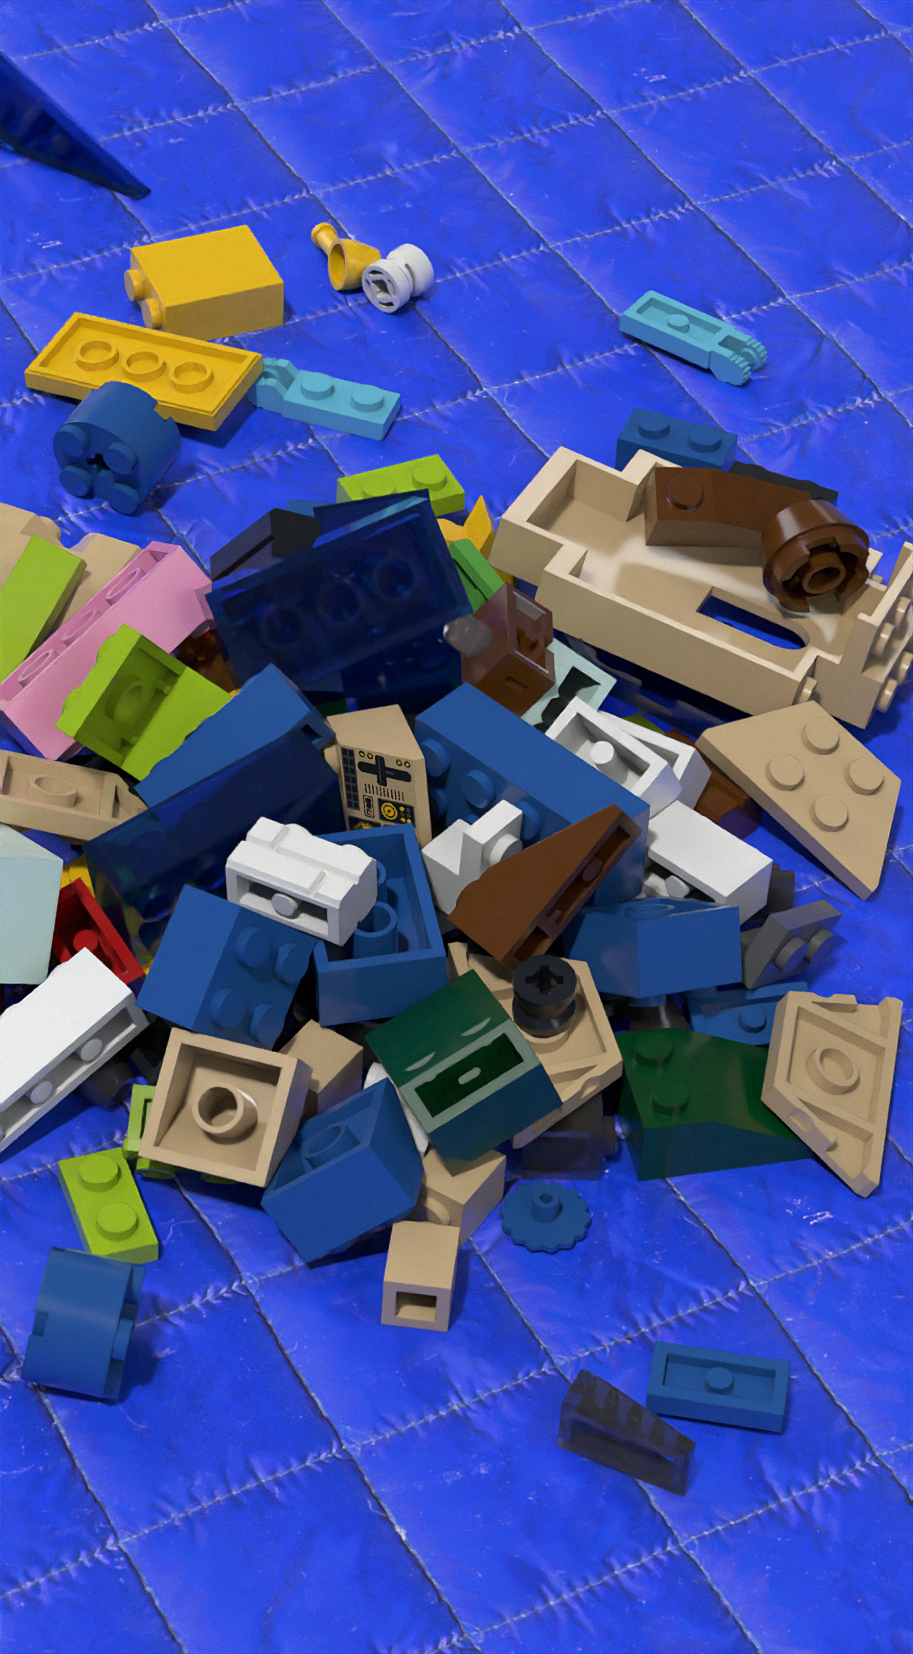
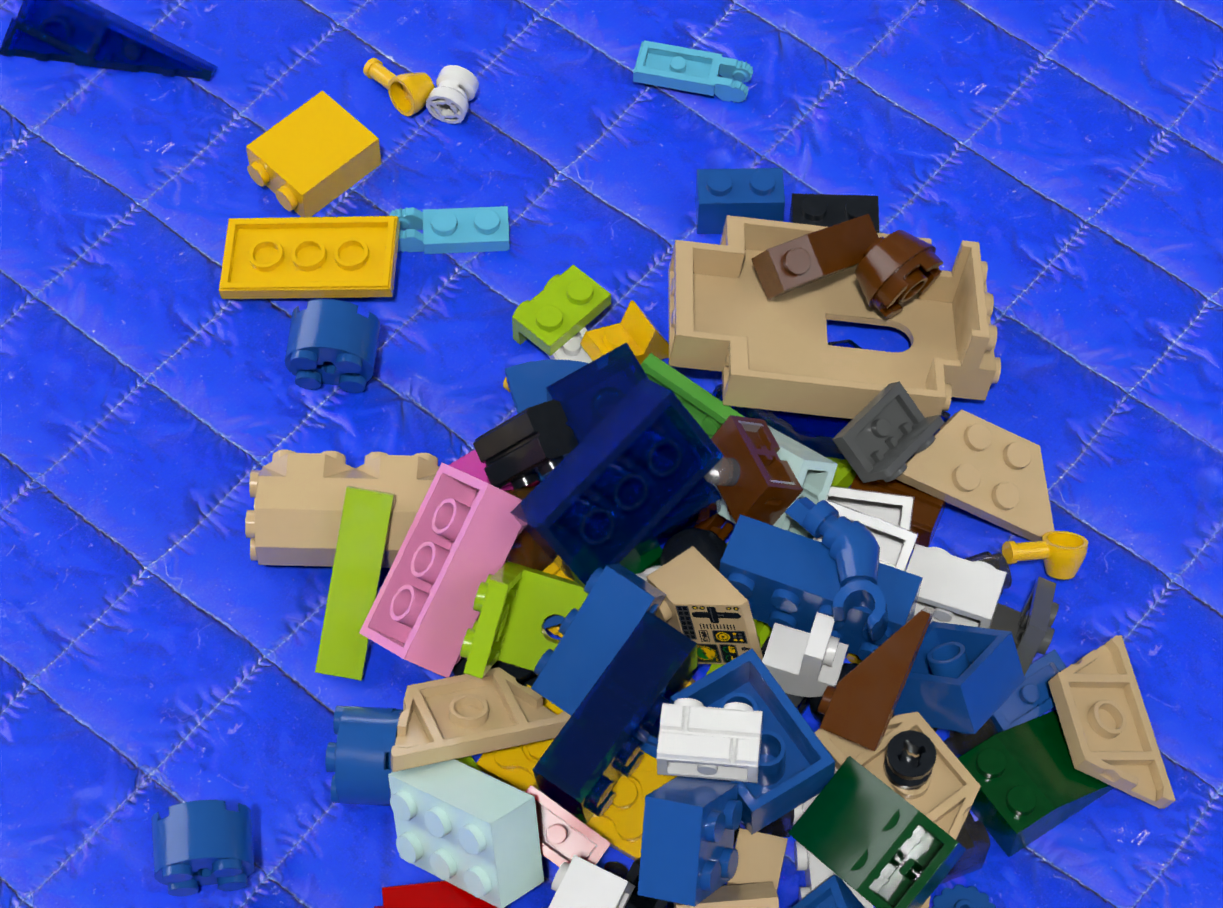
camera: 20 degrees left, 15 degrees up
(573, 753) = (856, 560): none -> blue piece
(700, 685) = (886, 435): none -> dark grey bracket
(872, 900) = (1060, 550): none -> yellow bar

